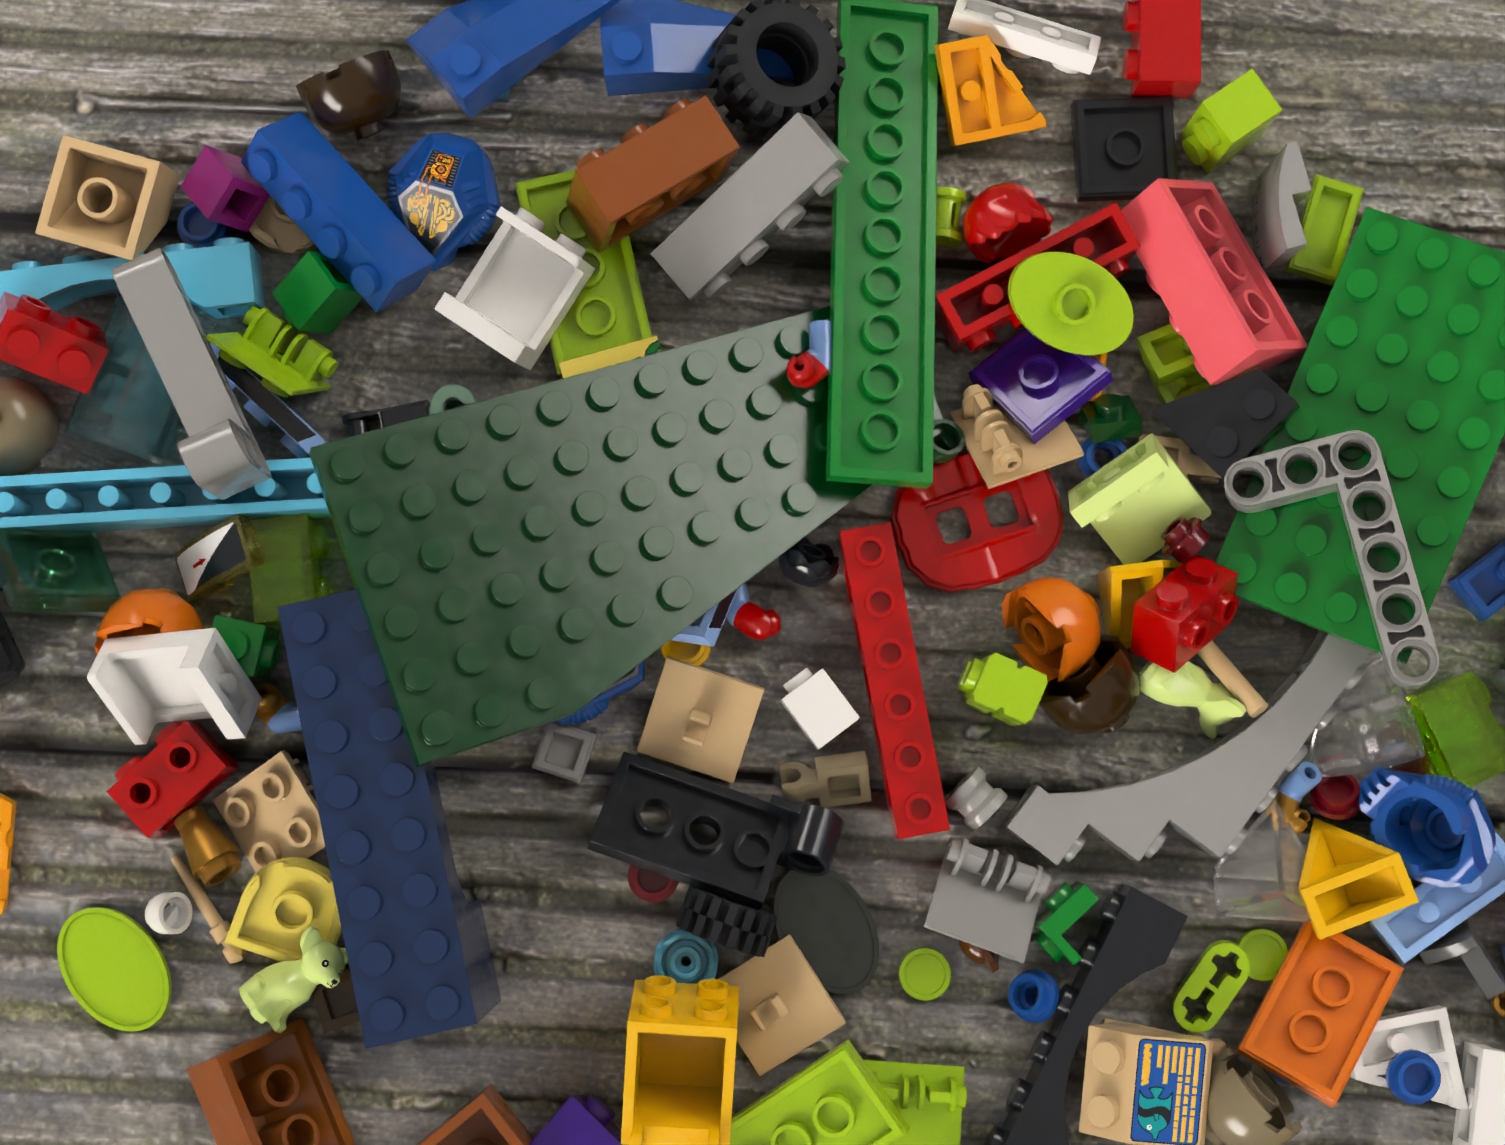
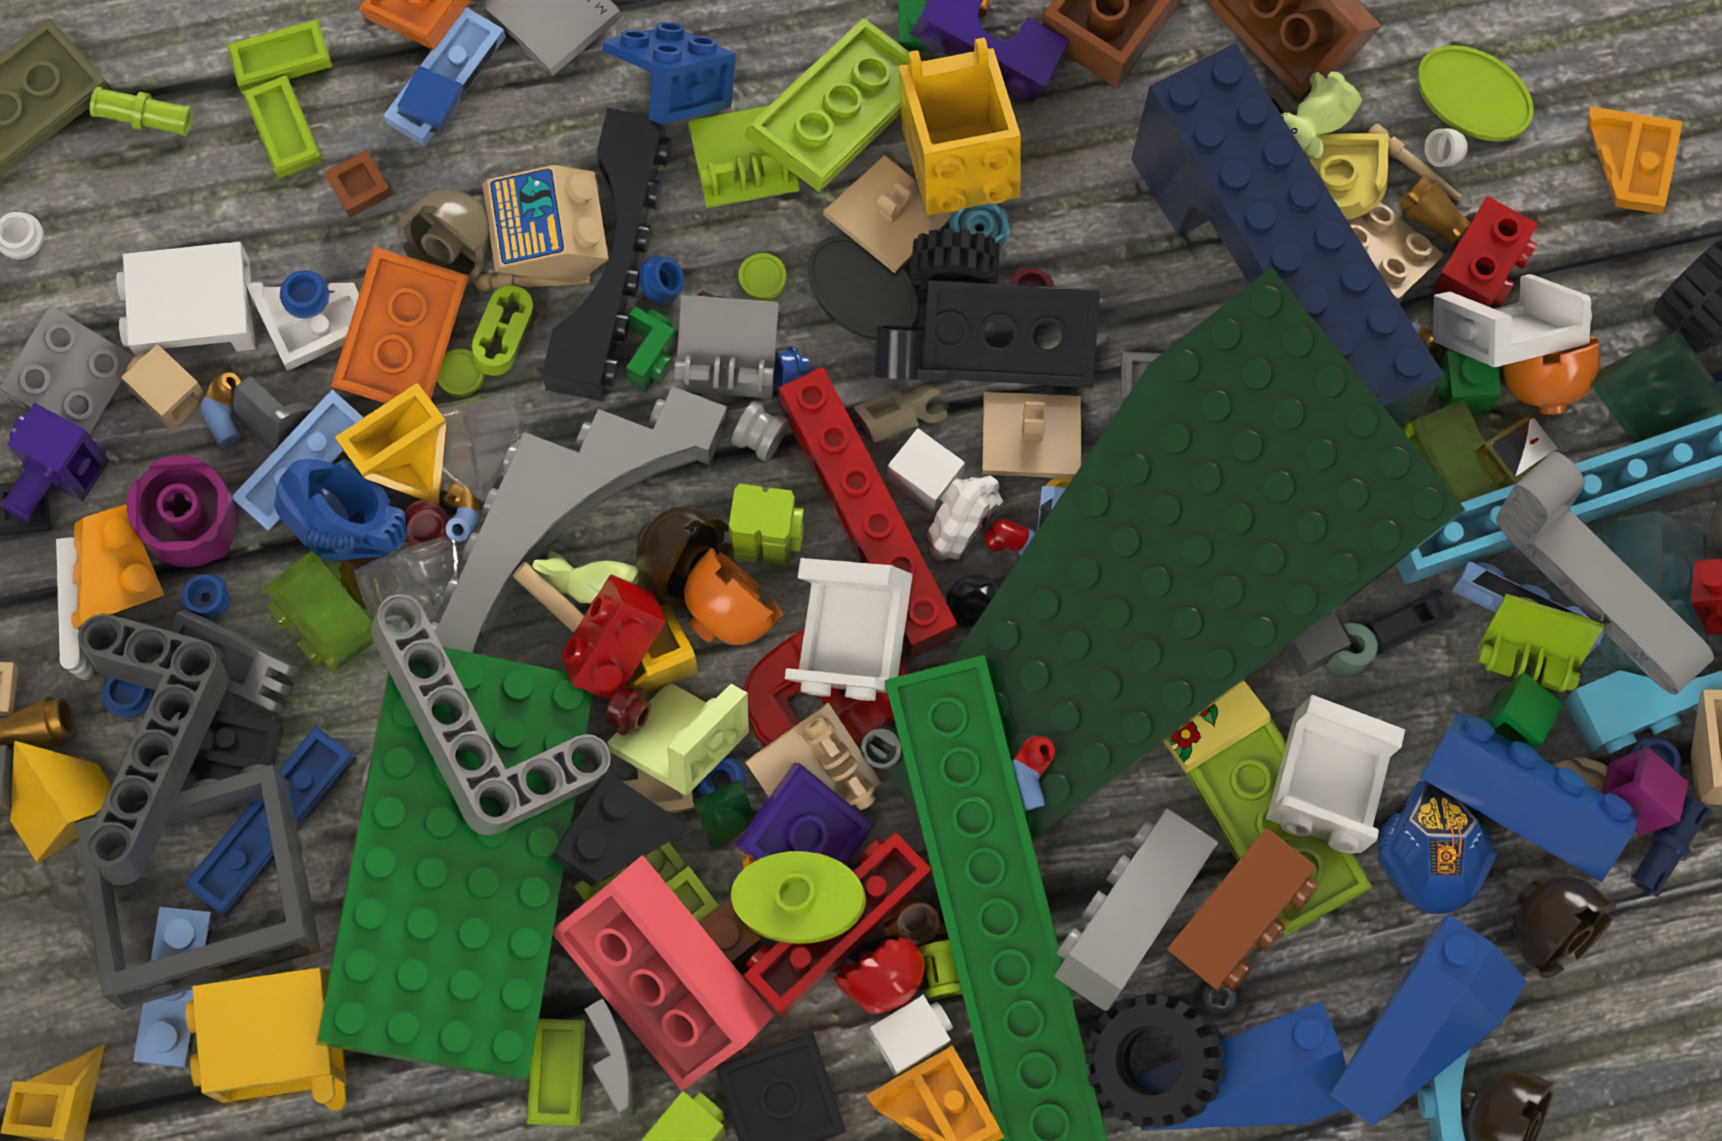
camera: 165 degrees right, 10 degrees down
(224, 136) = (1670, 847): none -> dark blue pin
(793, 649) = (963, 516): none -> white rock
(924, 858) = (790, 366): none -> blue plate
(947, 551) = (852, 627): none -> white panel
(957, 264) = (916, 921): none -> reddish brown piece
(989, 162) = (911, 1034): none -> white brick
(1148, 309) = (729, 932): none -> dark orange plate

